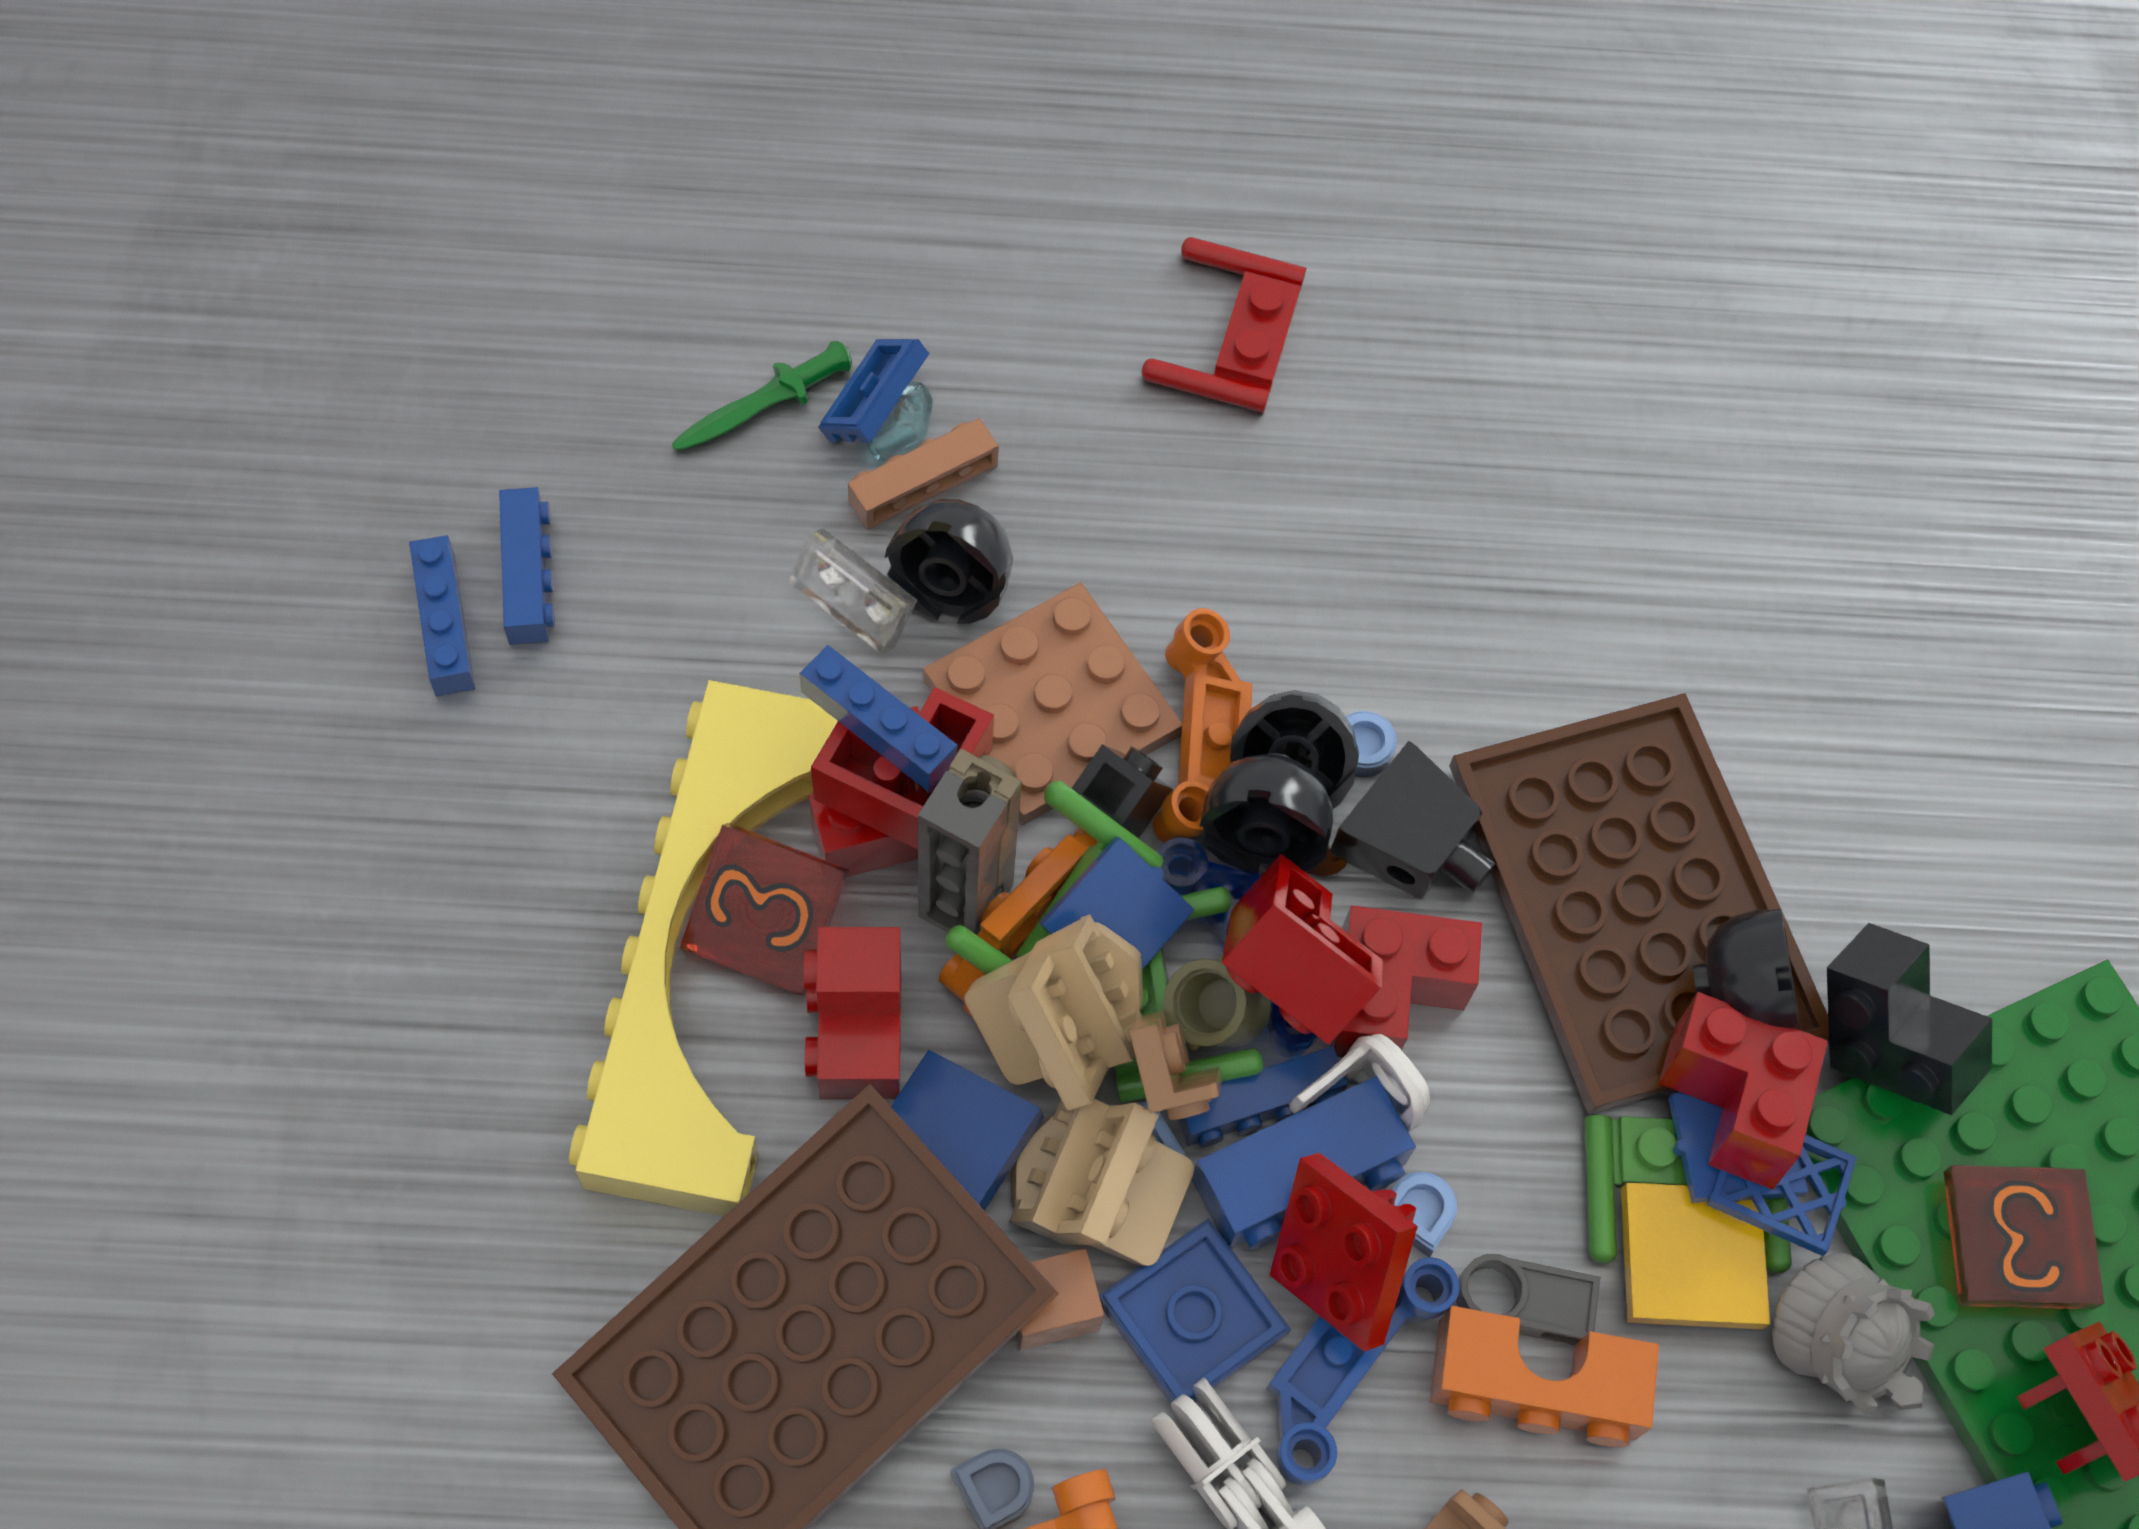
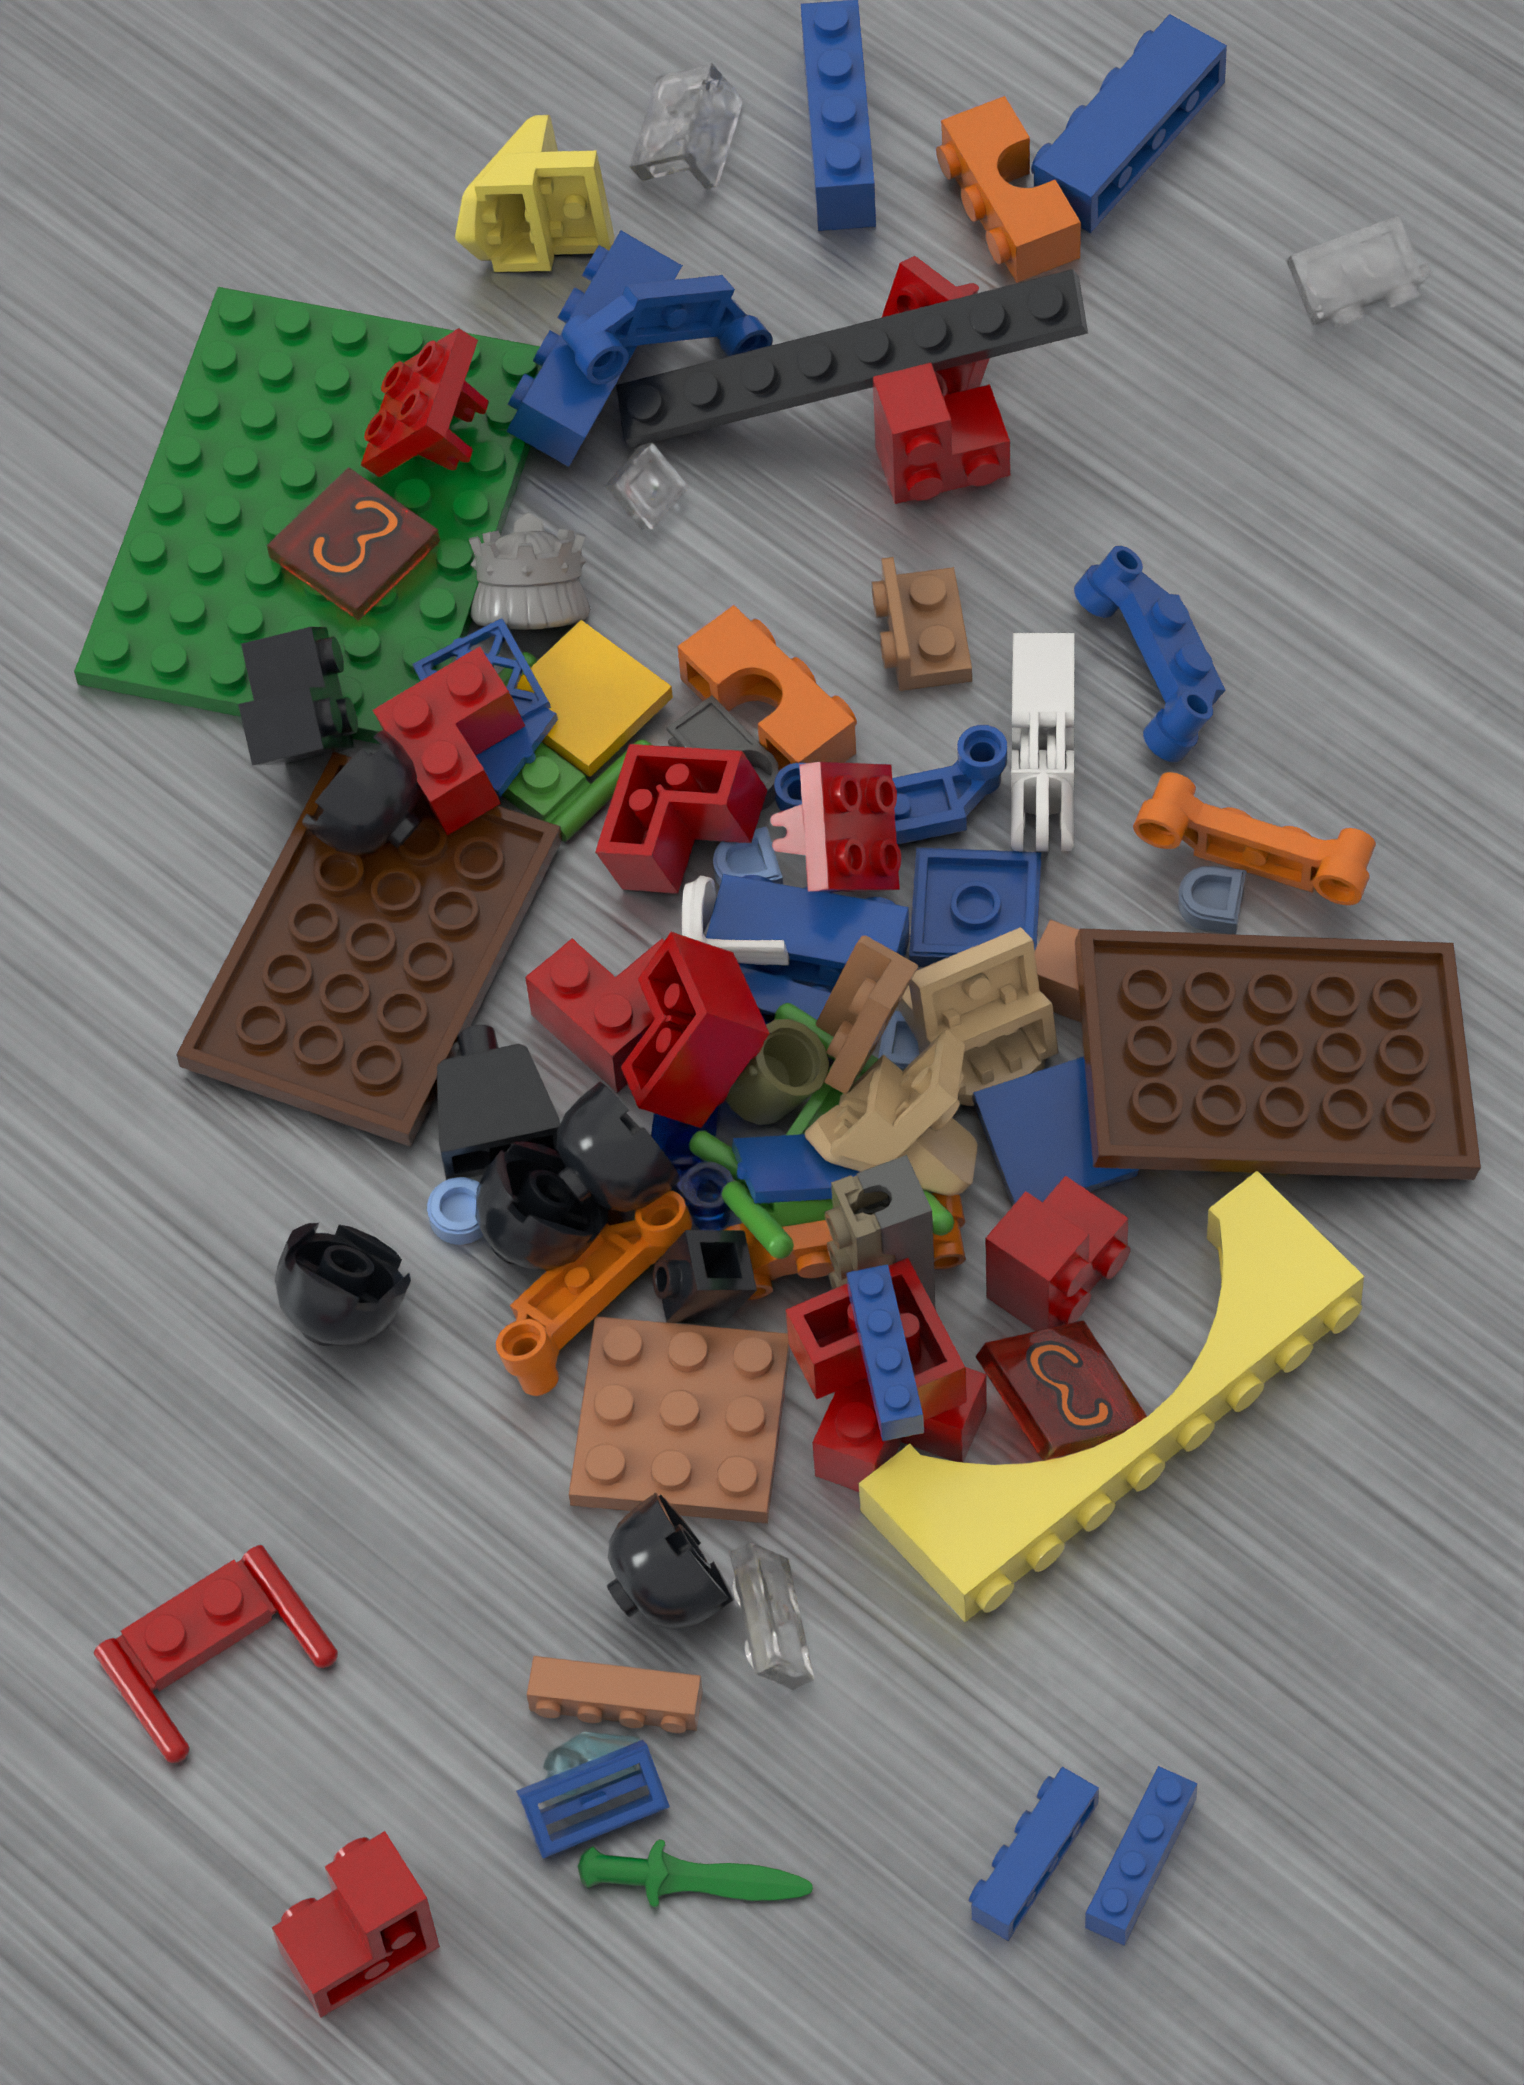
camera: 130 degrees left, 5 degrees down
(952, 201) = (359, 1931): none -> red brick
(1385, 594) = (339, 1284): none -> black cylinder
(1519, 1179) = (669, 801): none -> red brick

